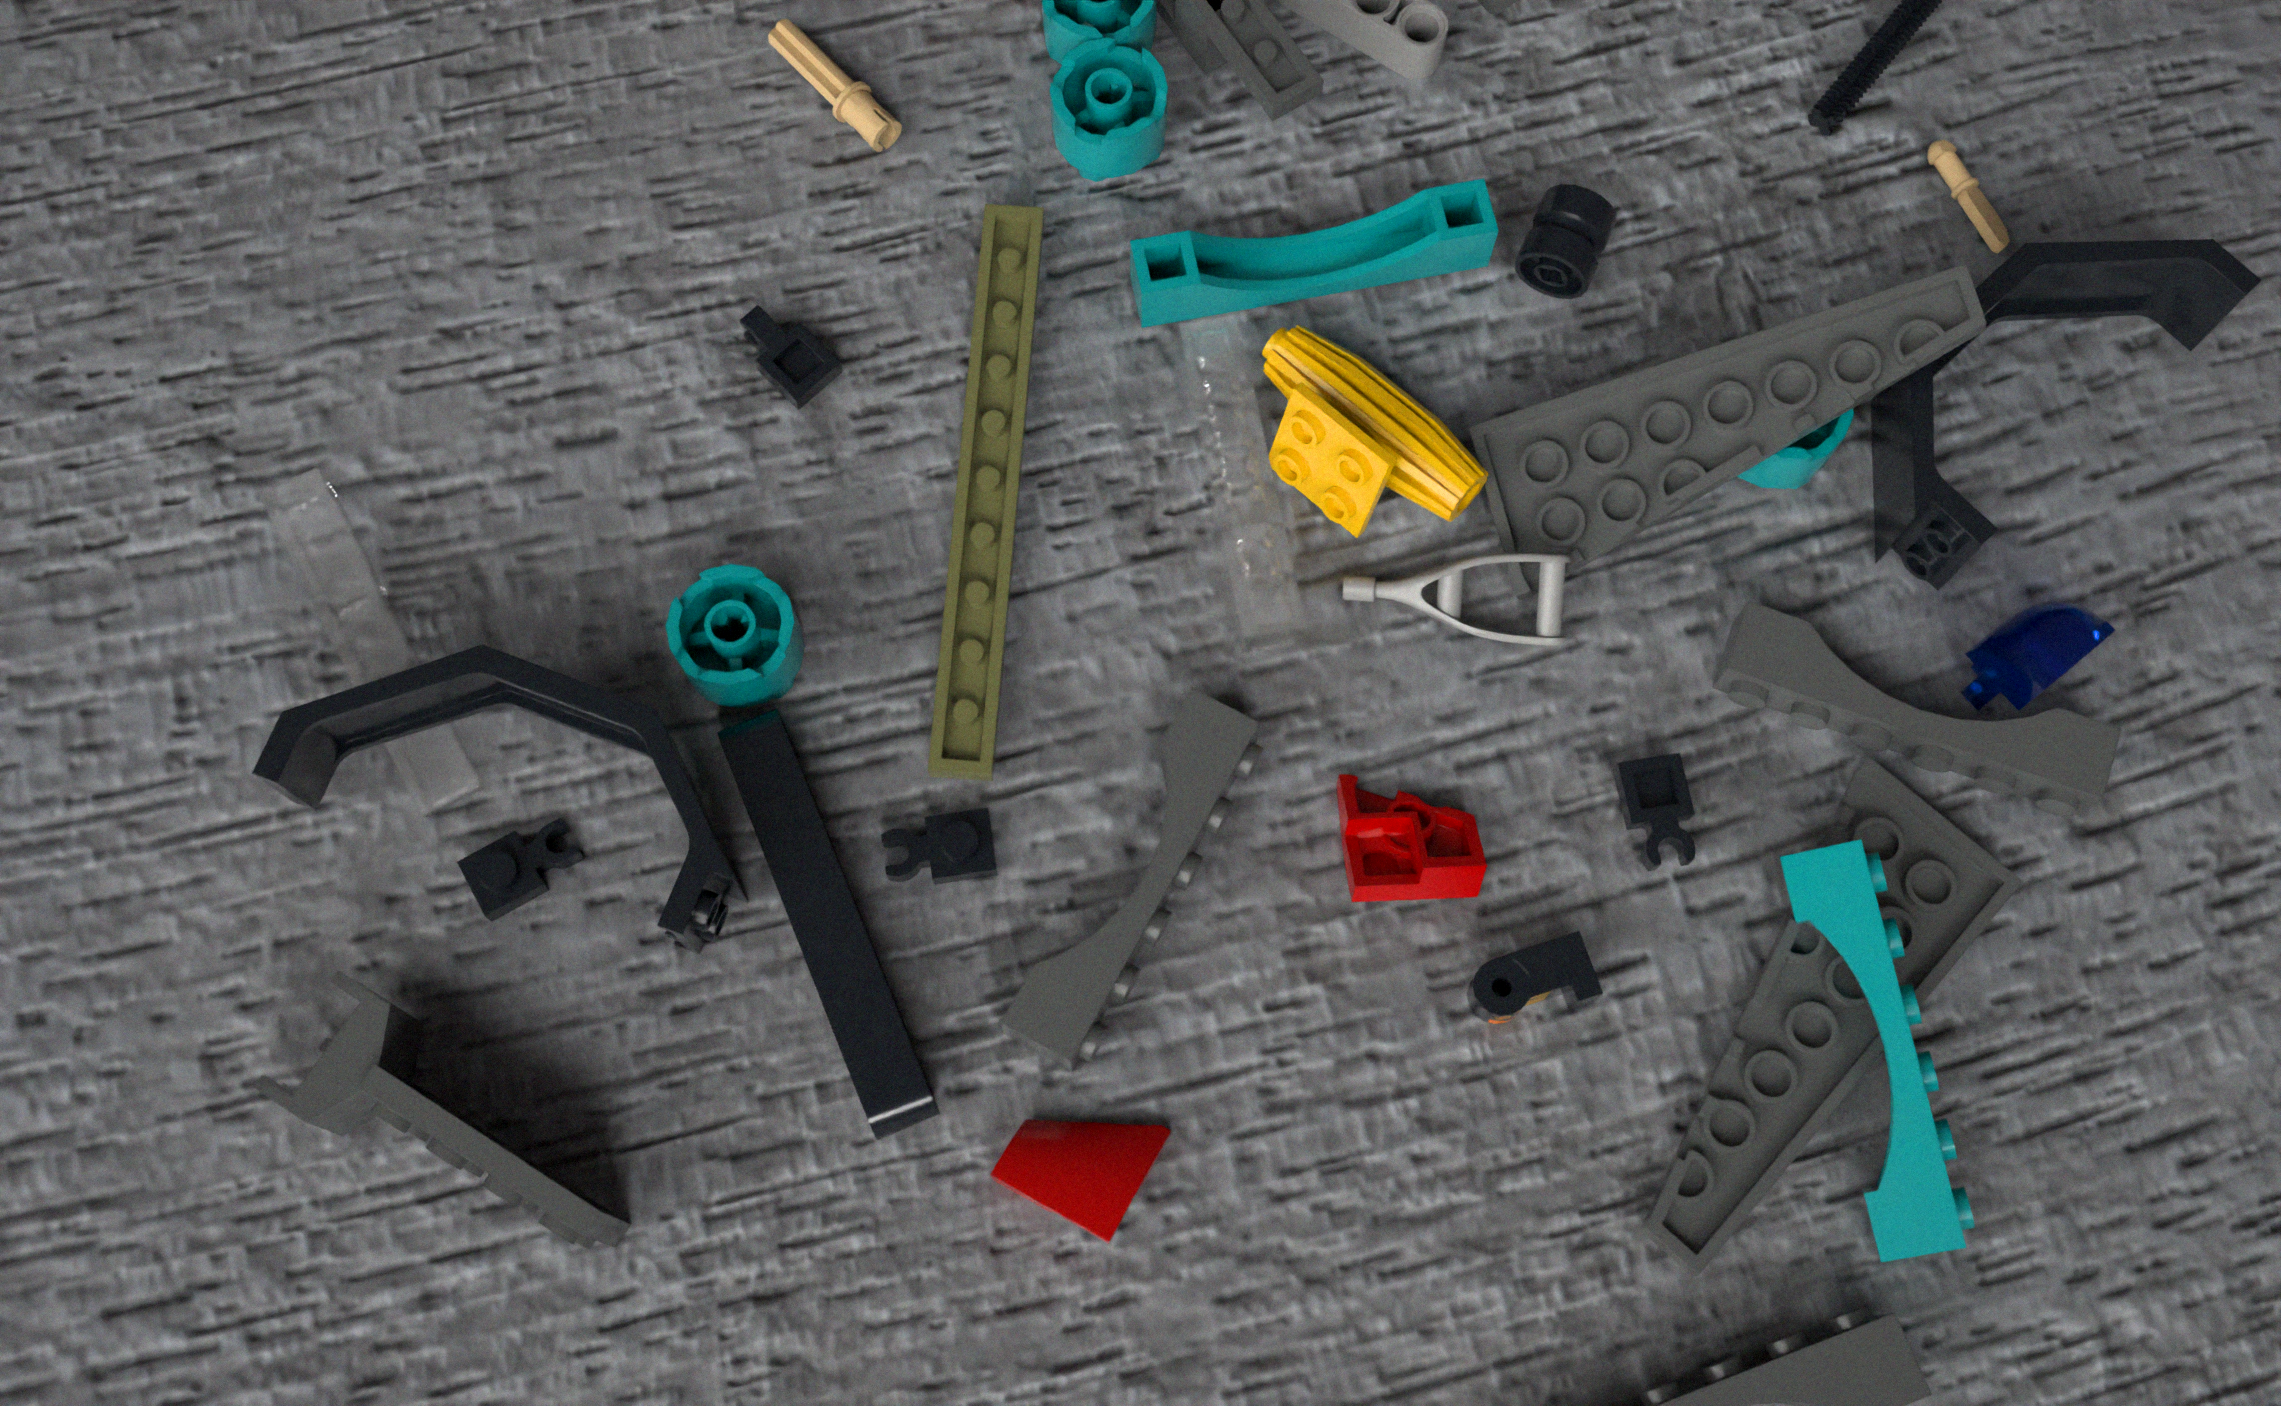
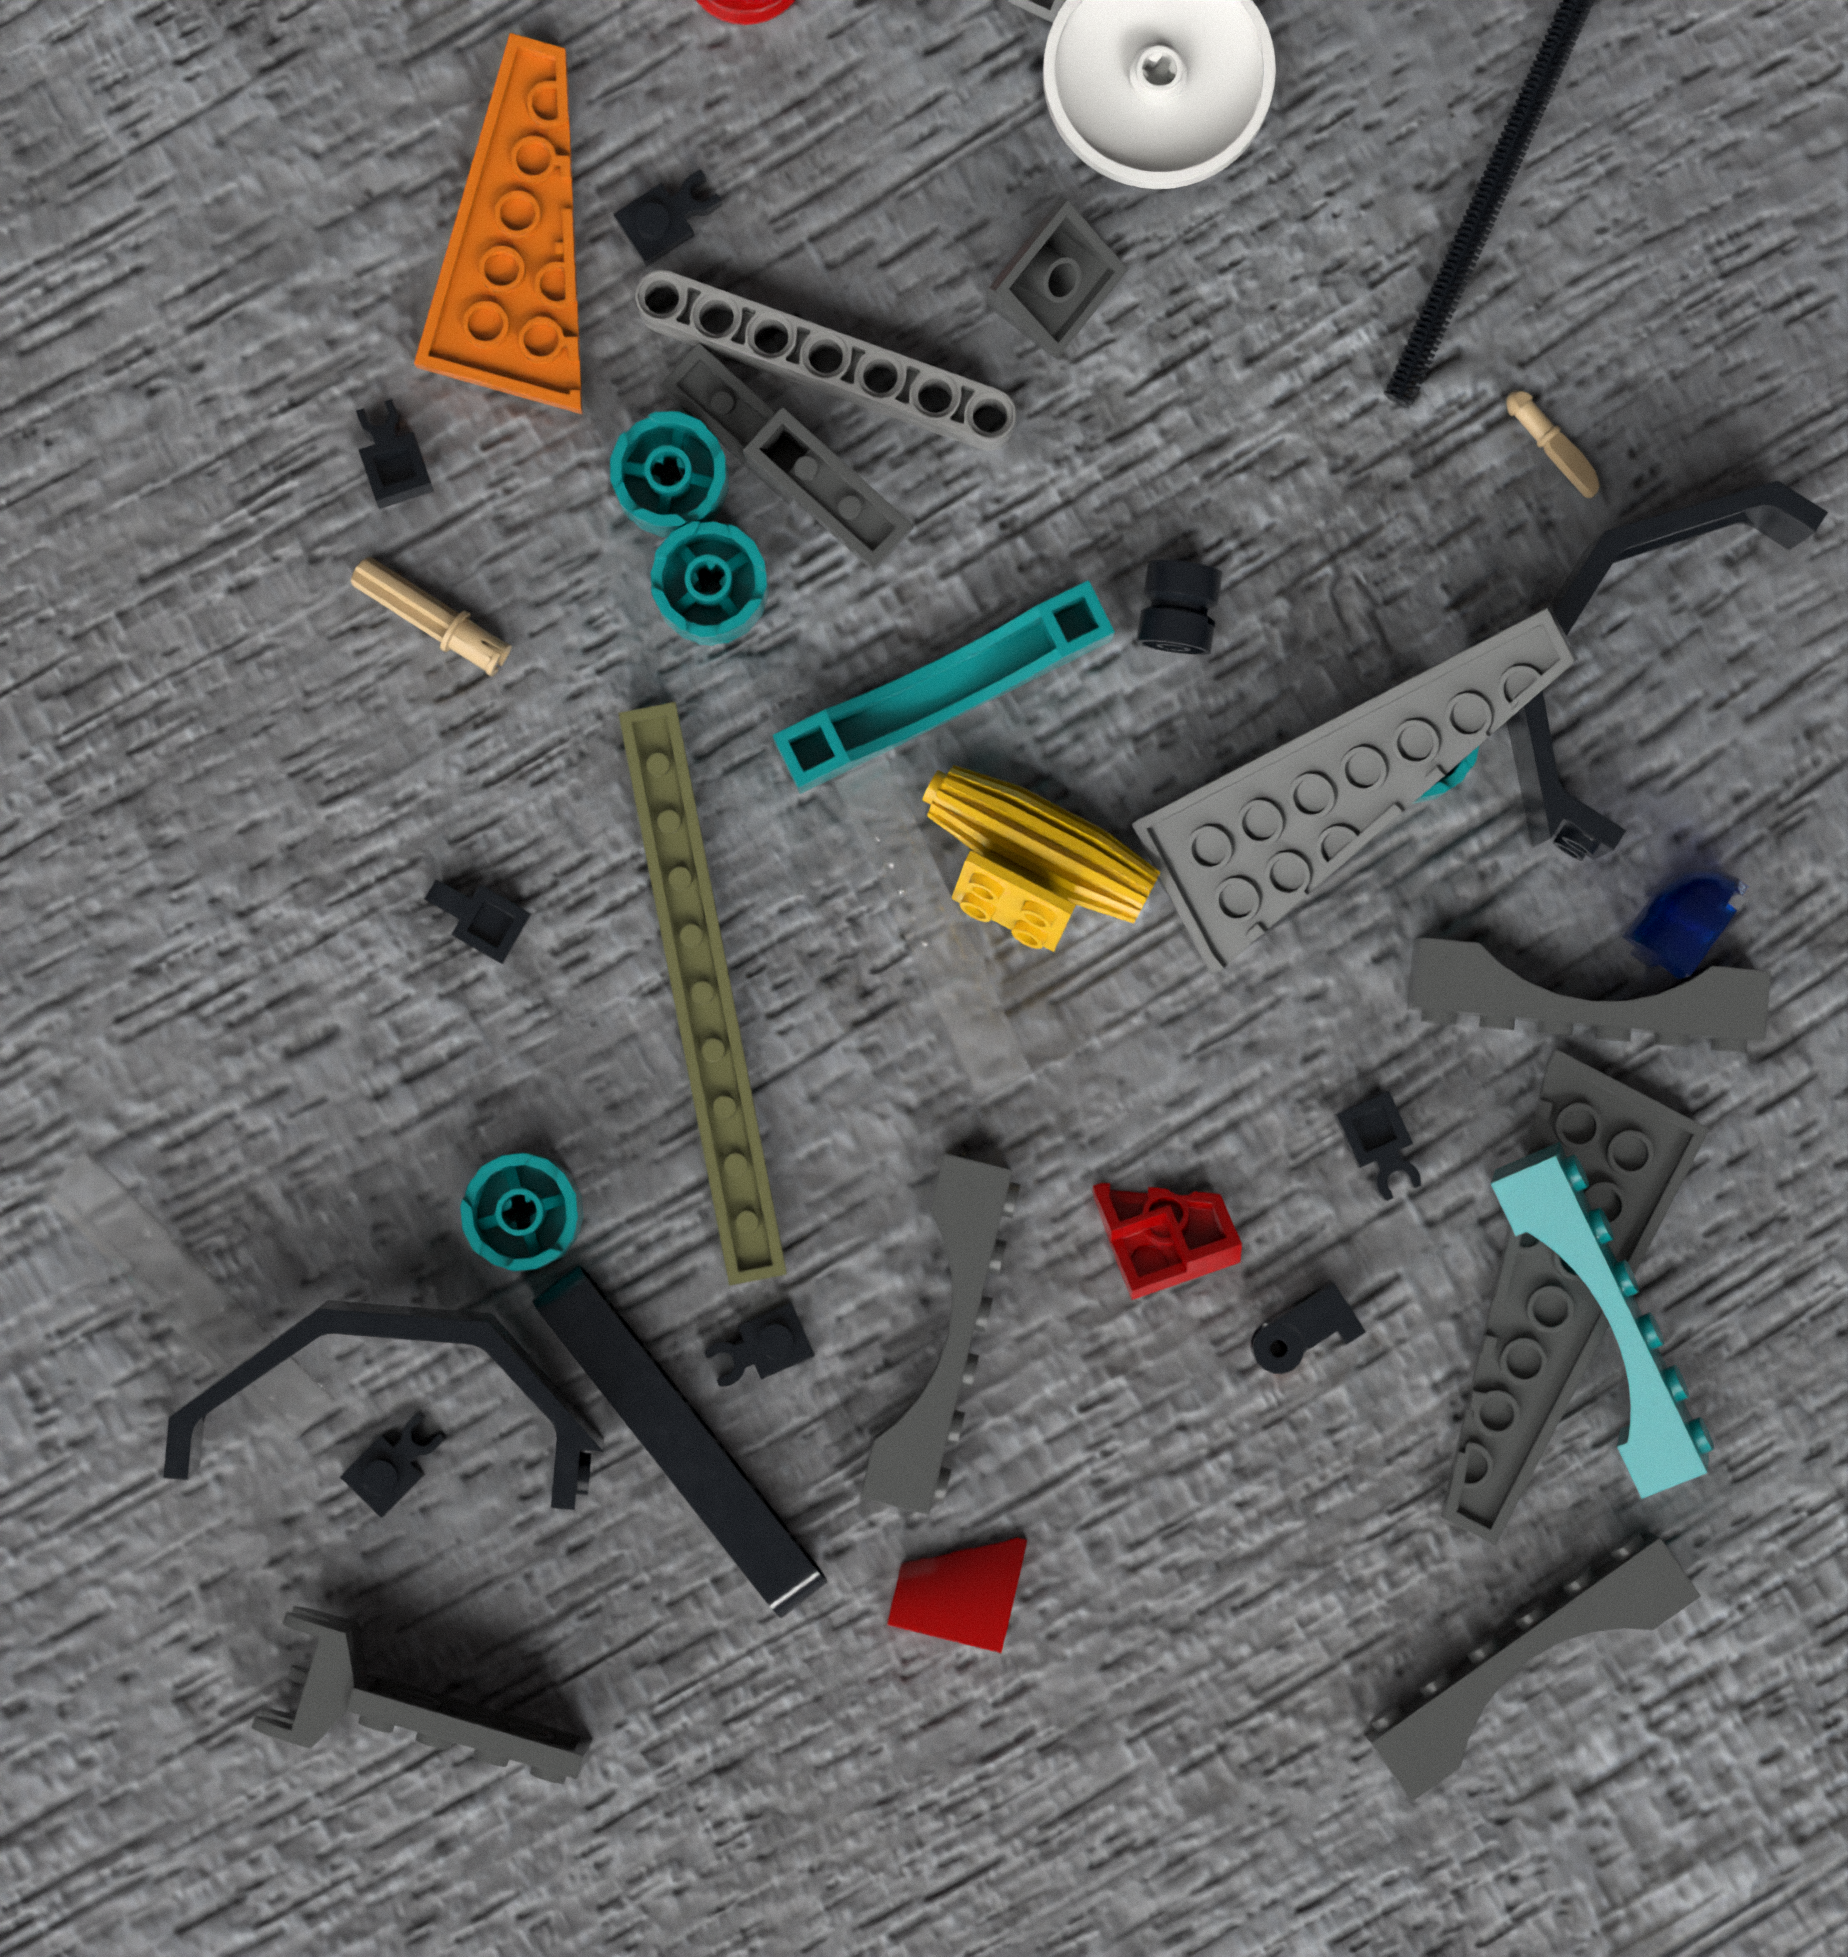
camera: 20 degrees left, 15 degrees up
(1450, 595) = (1151, 991): light grey piece -> none

